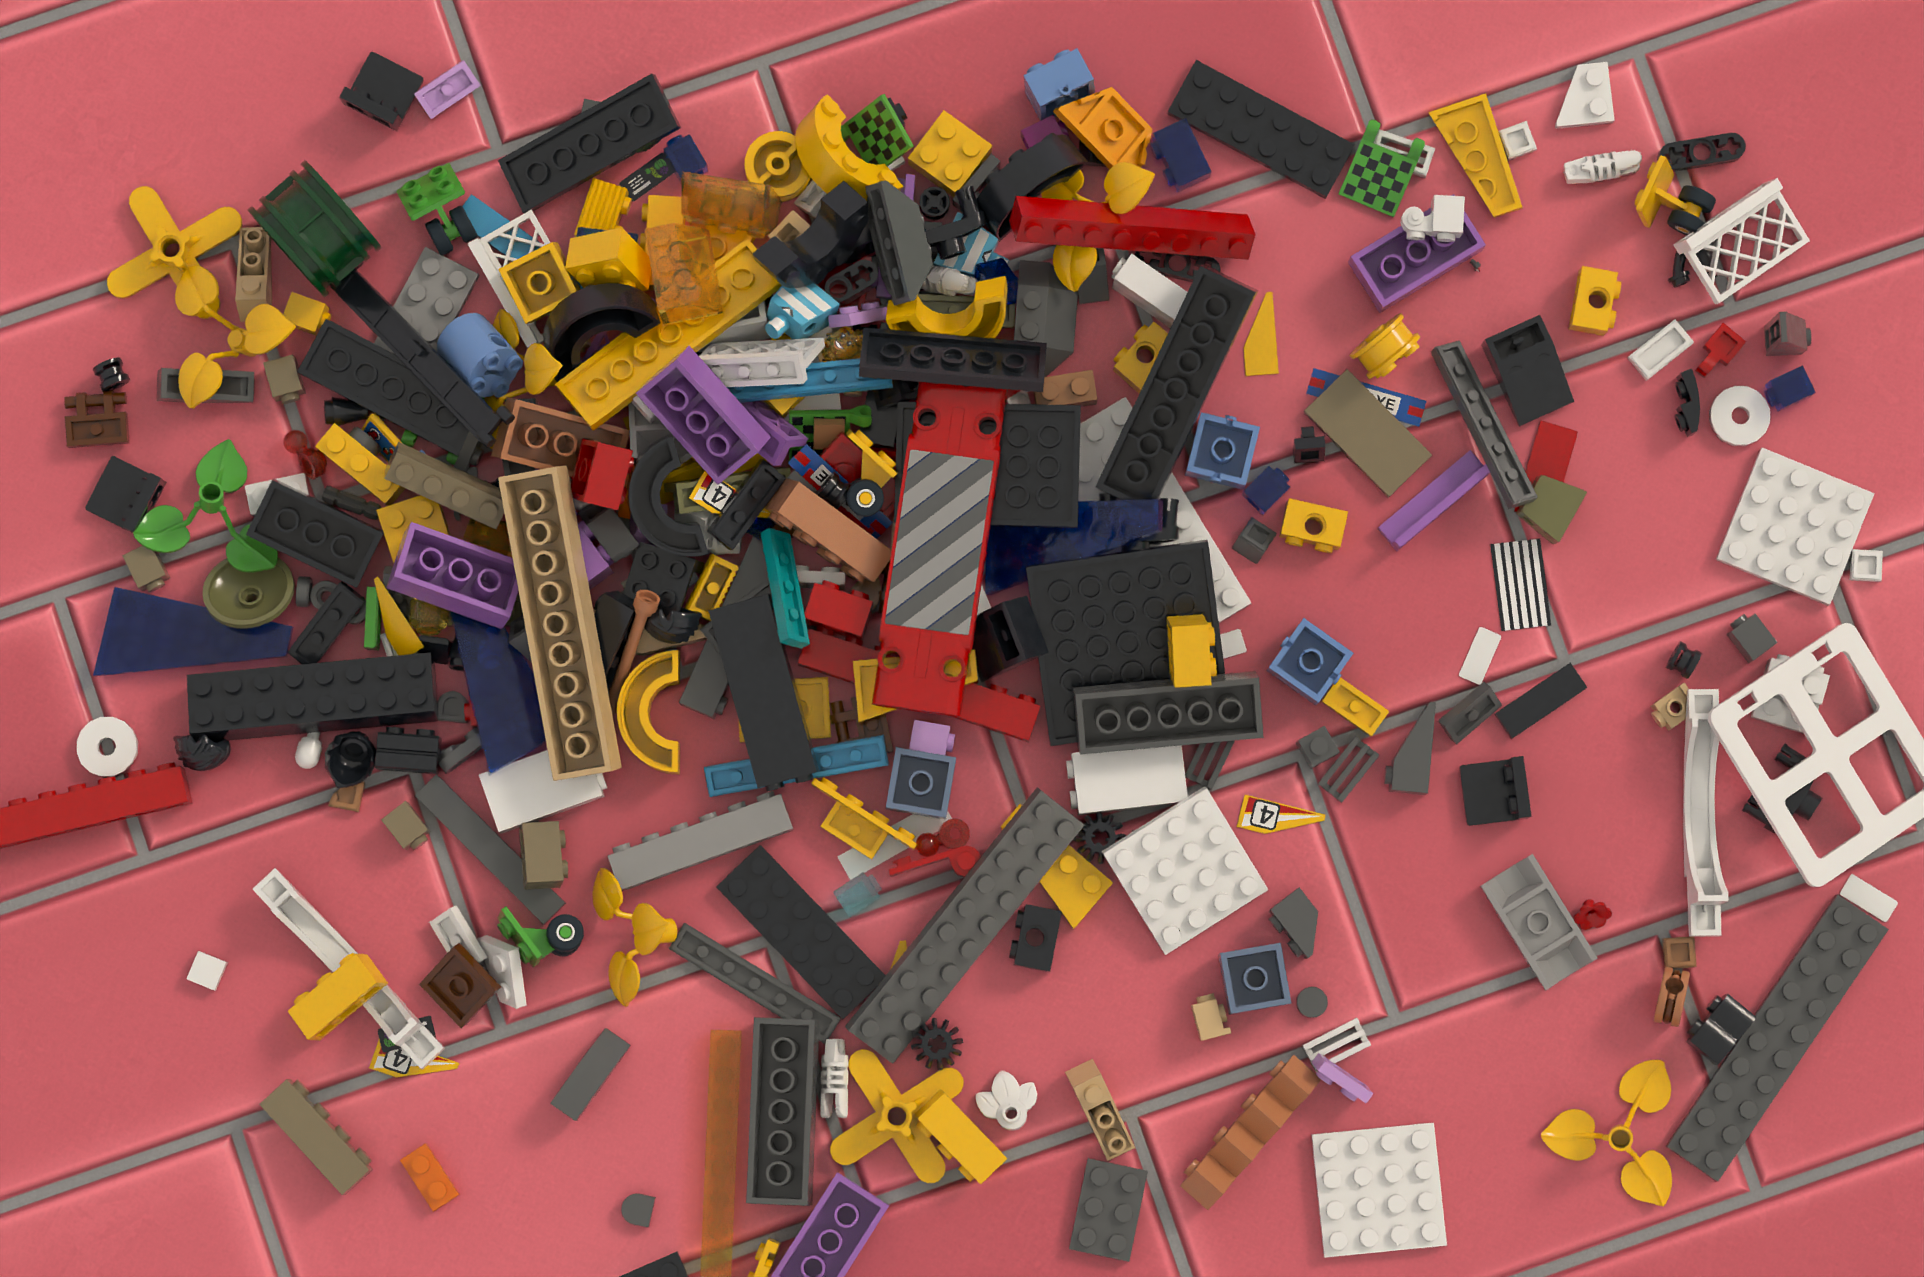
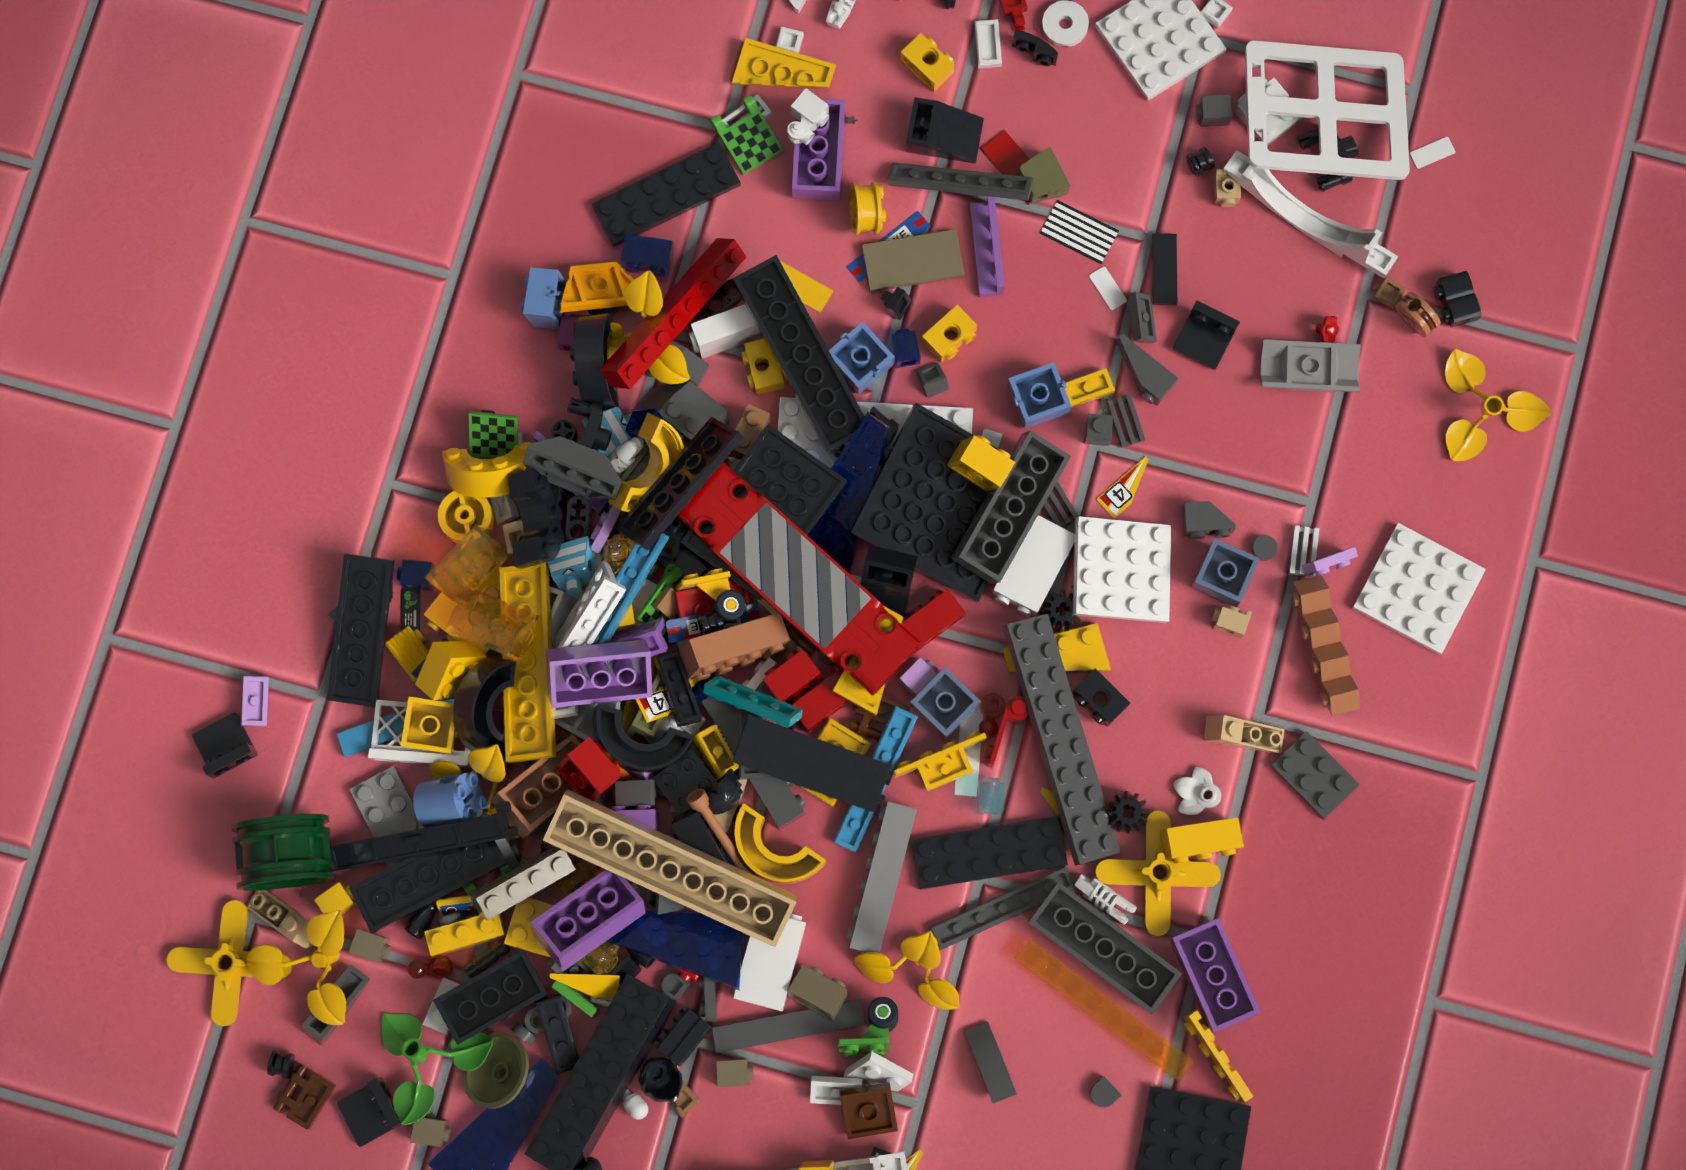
camera: 50 degrees left, 5 degrees down
(432, 193) = (316, 760): bright green plate -> none
(949, 153) = (539, 400): yellow brick -> none
(978, 179) = (569, 391): dark grey plate -> none
(1777, 1038) = (1482, 254): dark grey plate -> none

